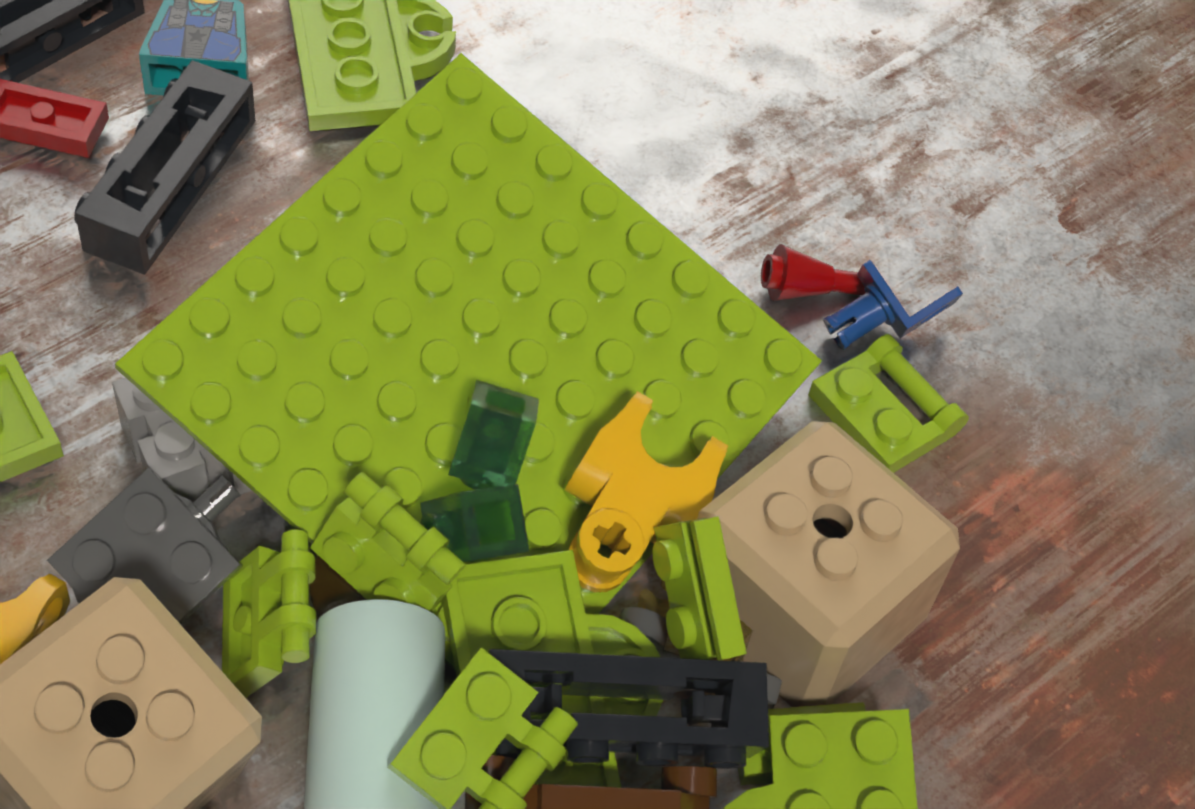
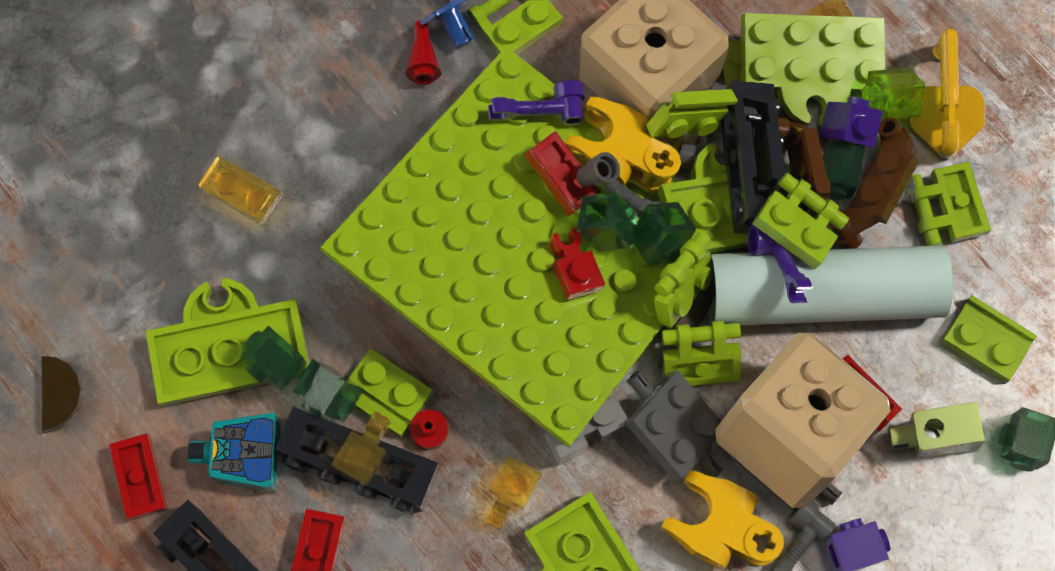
camera: 85 degrees left, 20 degrees up
(84, 347) = (513, 487): none -> clear yellow plate
(167, 142) = (361, 454): none -> clear yellow plate
(201, 255) = (429, 438): none -> red tile
(255, 203) = (389, 391): none -> lime plate
(272, 125) = (327, 391): none -> clear green brick
(323, 61) = (272, 359): none -> clear green brick
(356, 704) = (795, 282): none -> dark purple brick
(415, 401) = (575, 270): none -> red plate
(562, 459) = (603, 171): none -> dark grey brick
(587, 62) = (240, 190): none -> clear yellow plate
(590, 389) = (558, 171): none -> red plate
(726, 420) = (567, 104): none -> dark purple brick

